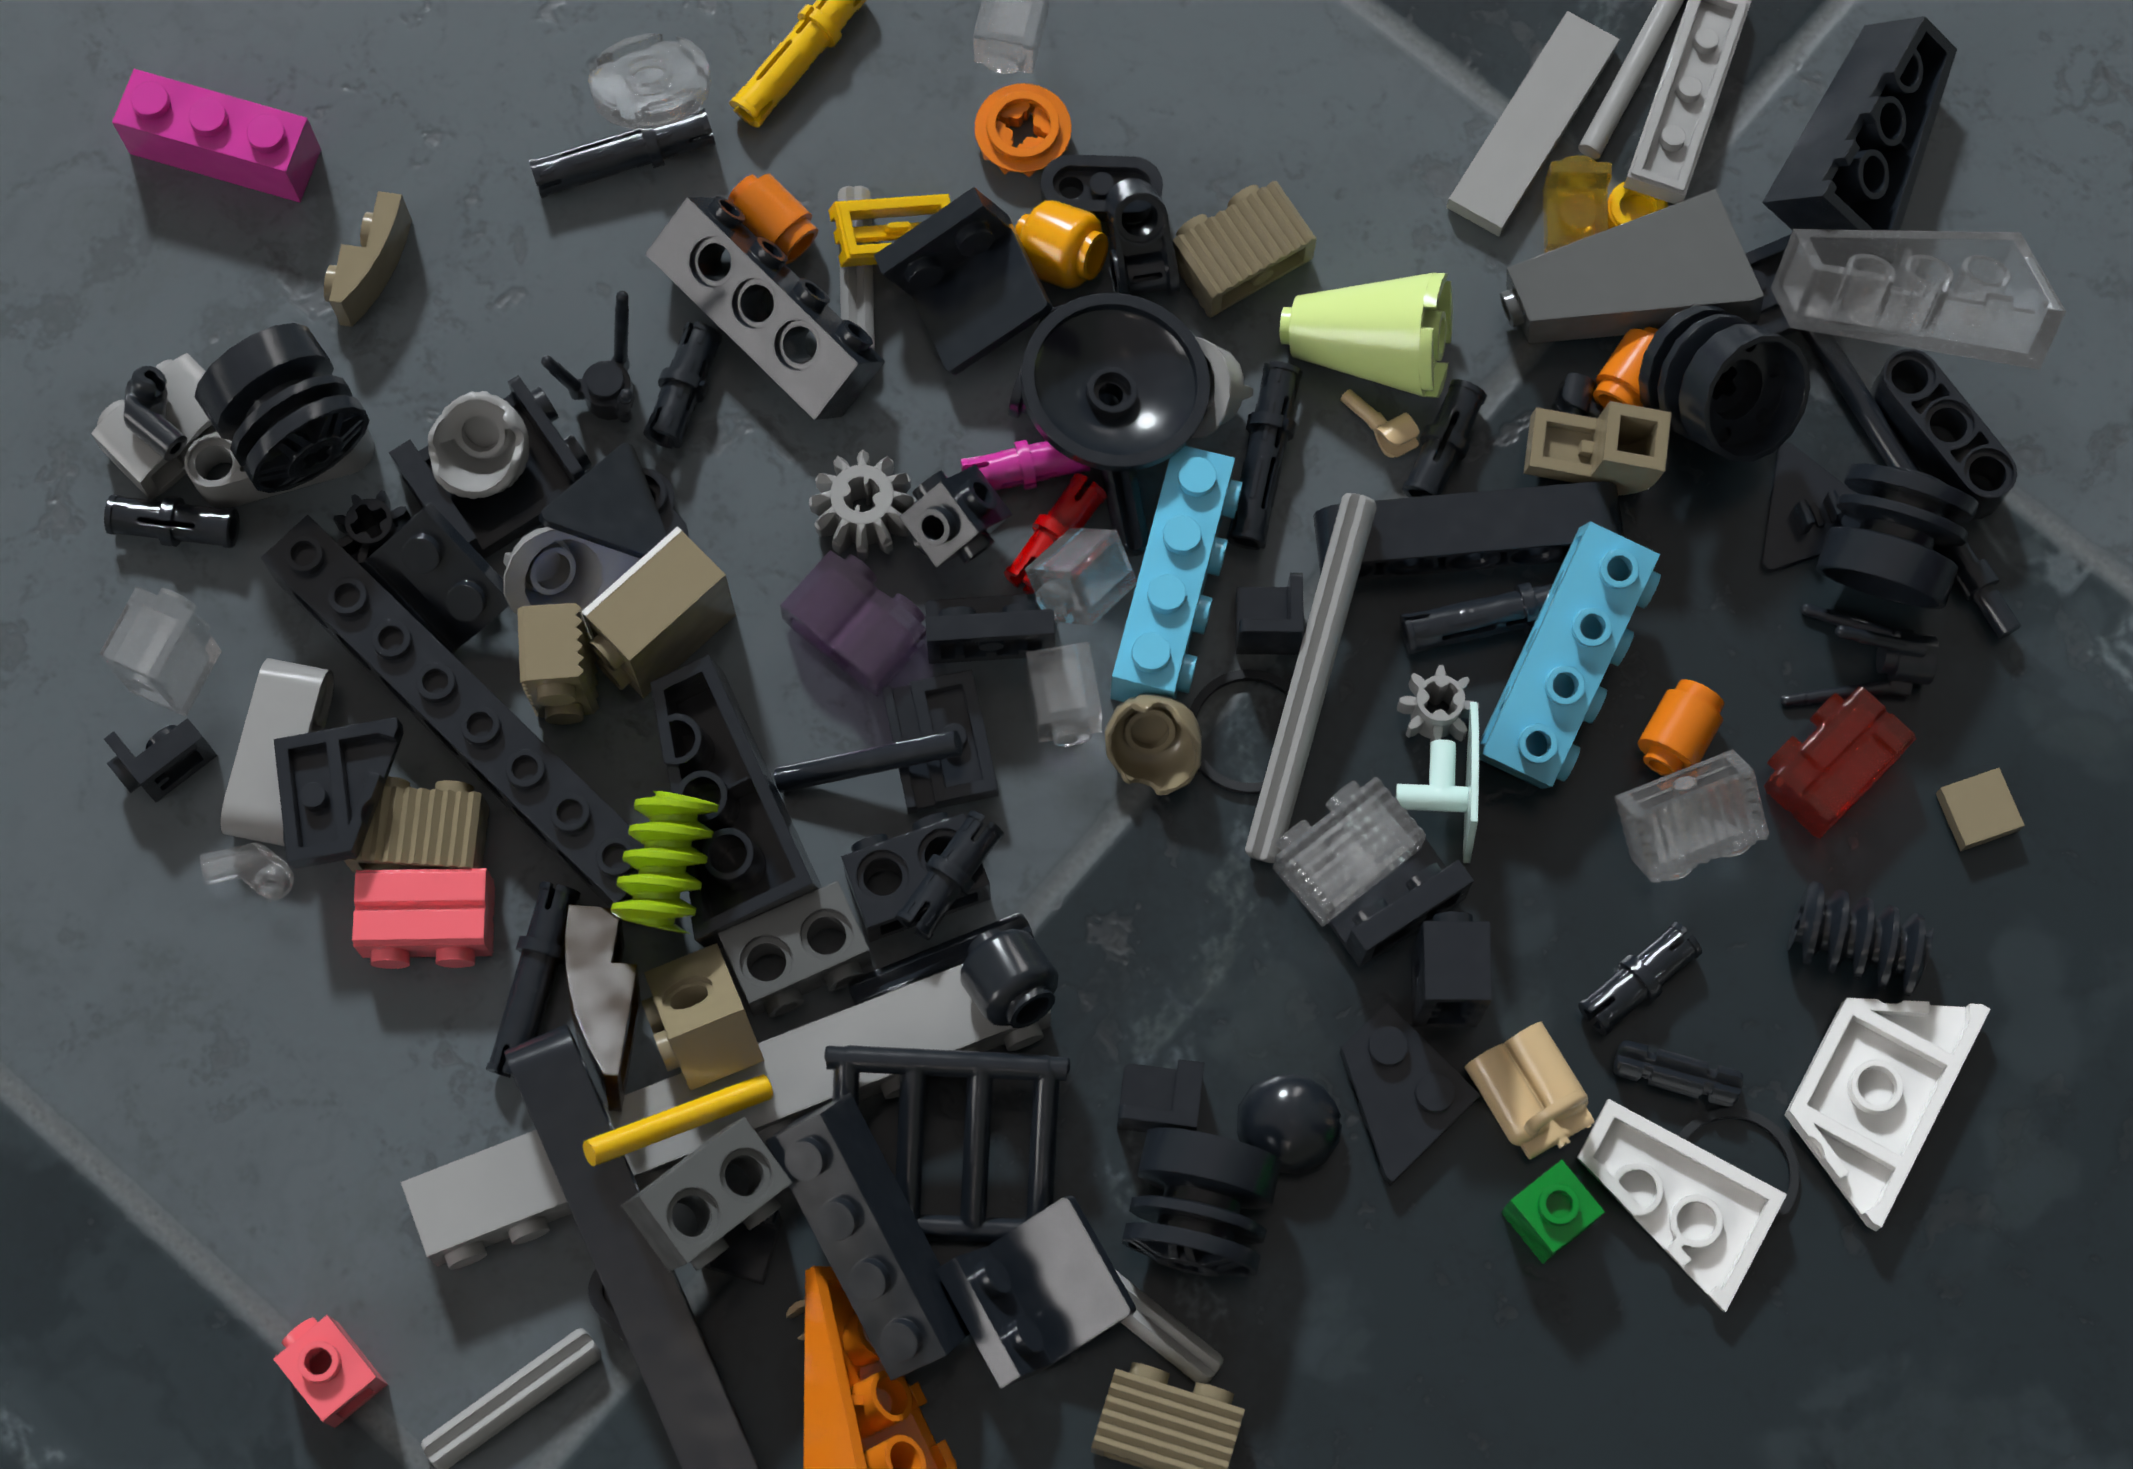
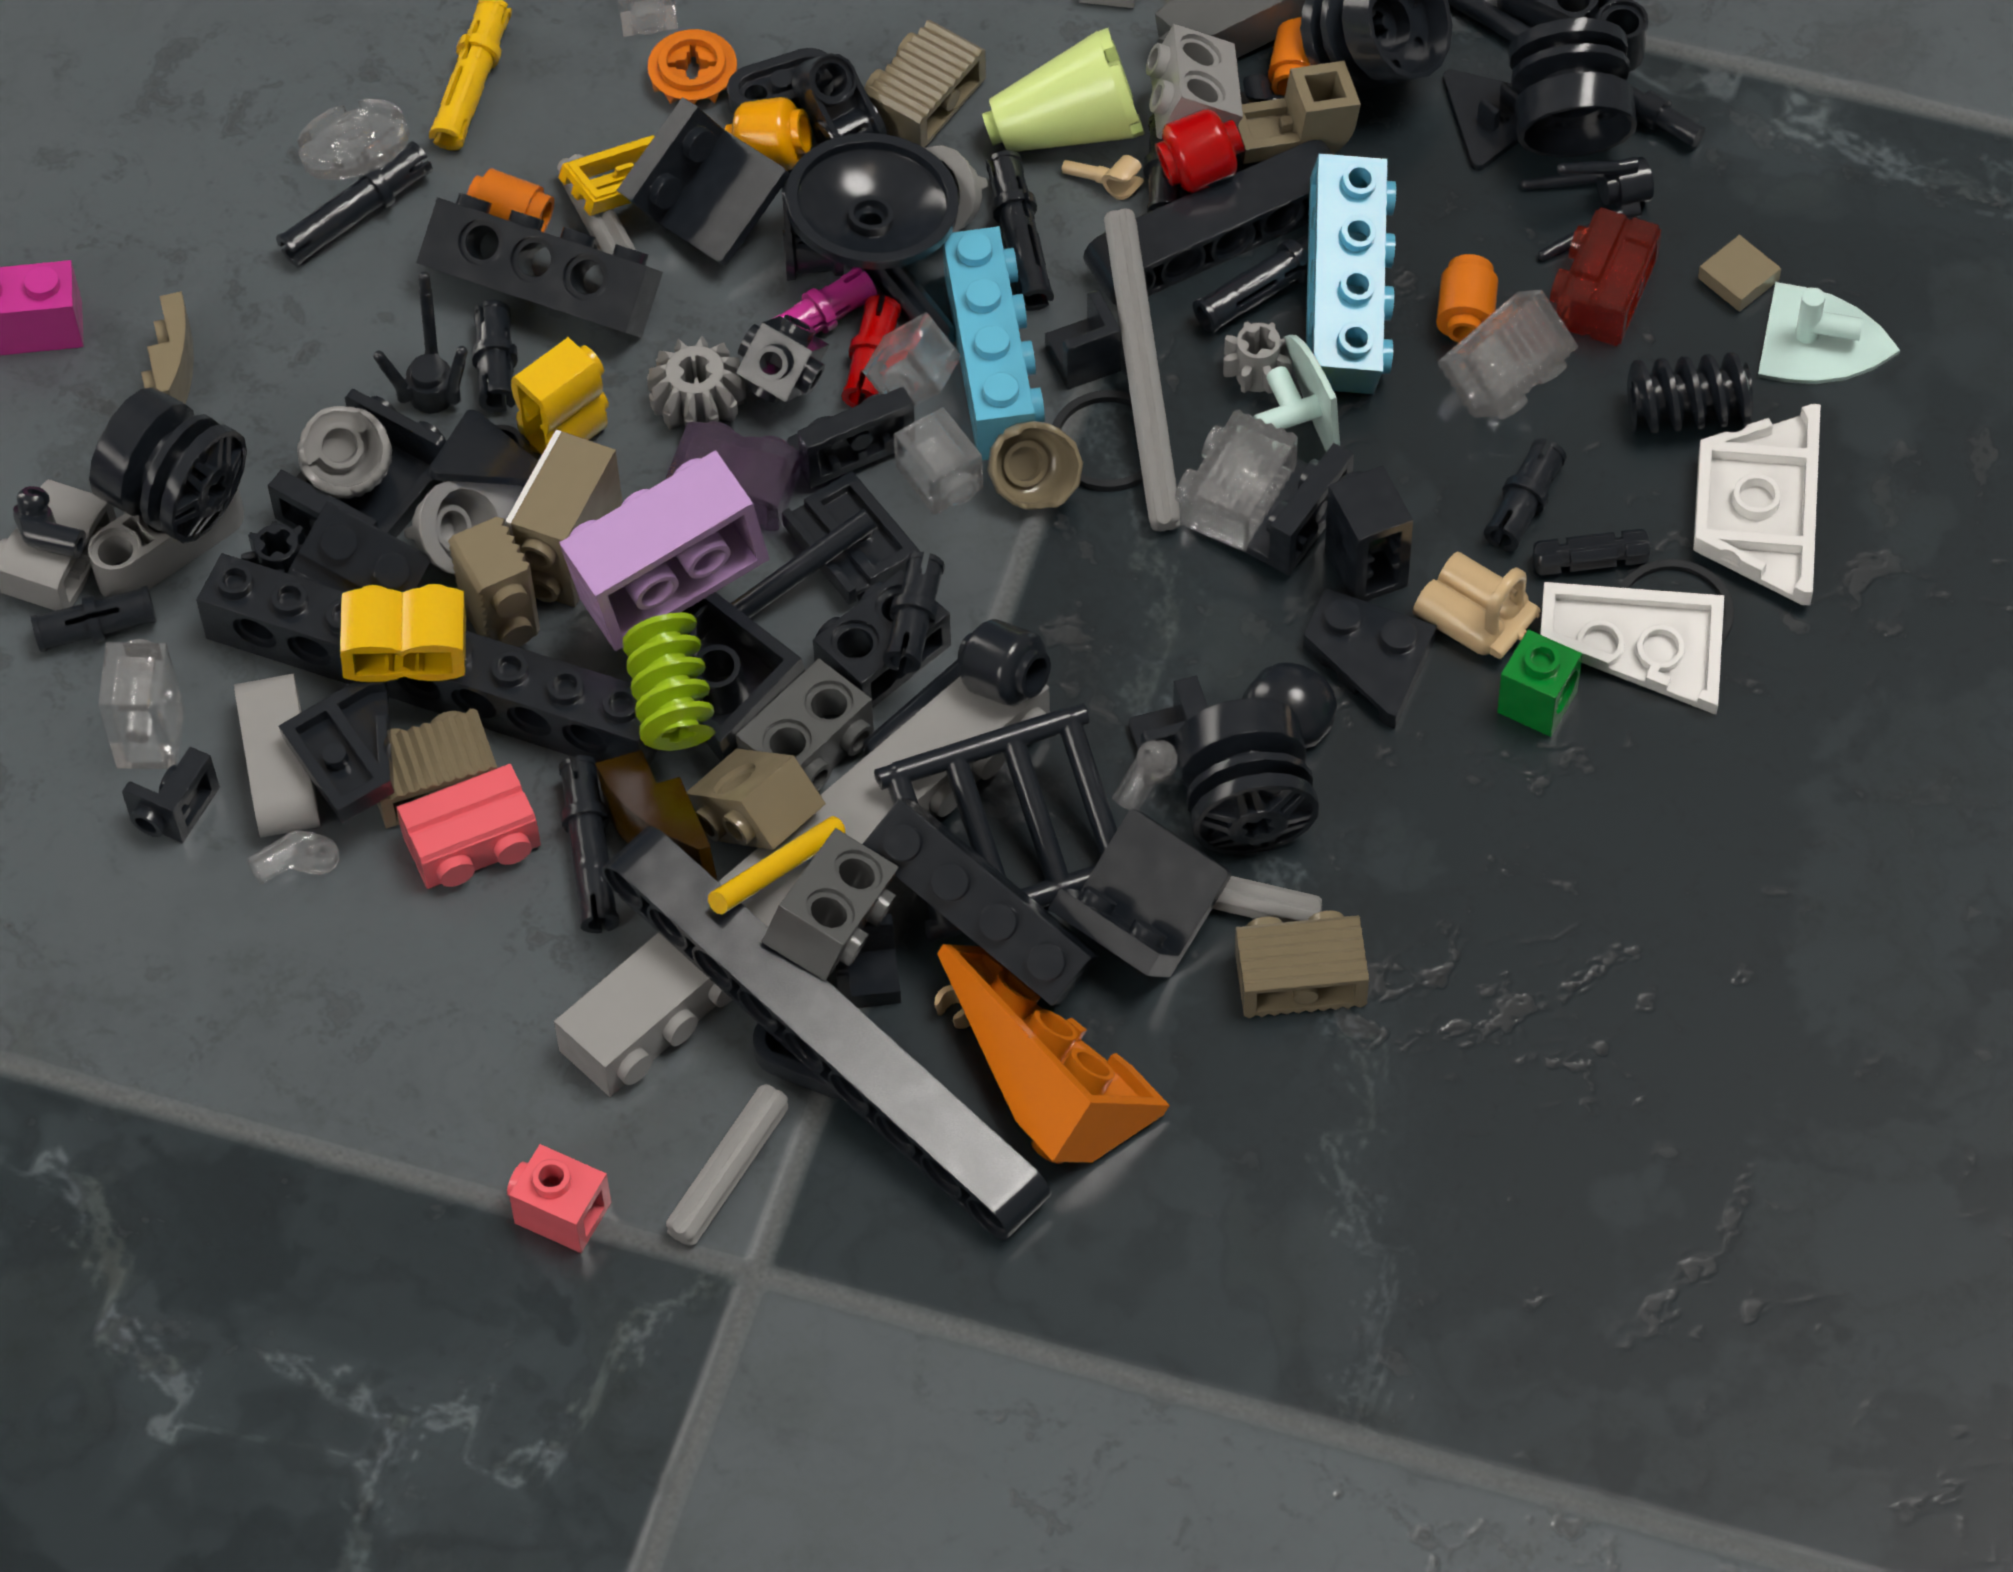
camera: 20 degrees left, 15 degrees down
(428, 696) = (403, 633): none -> yellow brick
(713, 720) = (665, 547): none -> lavender brick
(716, 475) = (561, 394): none -> yellow brick
(1111, 1143) = (1153, 764): none -> clear arm
(1477, 454) = (1199, 150): none -> red head
(1507, 376) = (1191, 75): none -> light grey brick
(2029, 918) = (1820, 338): none -> light aqua shield

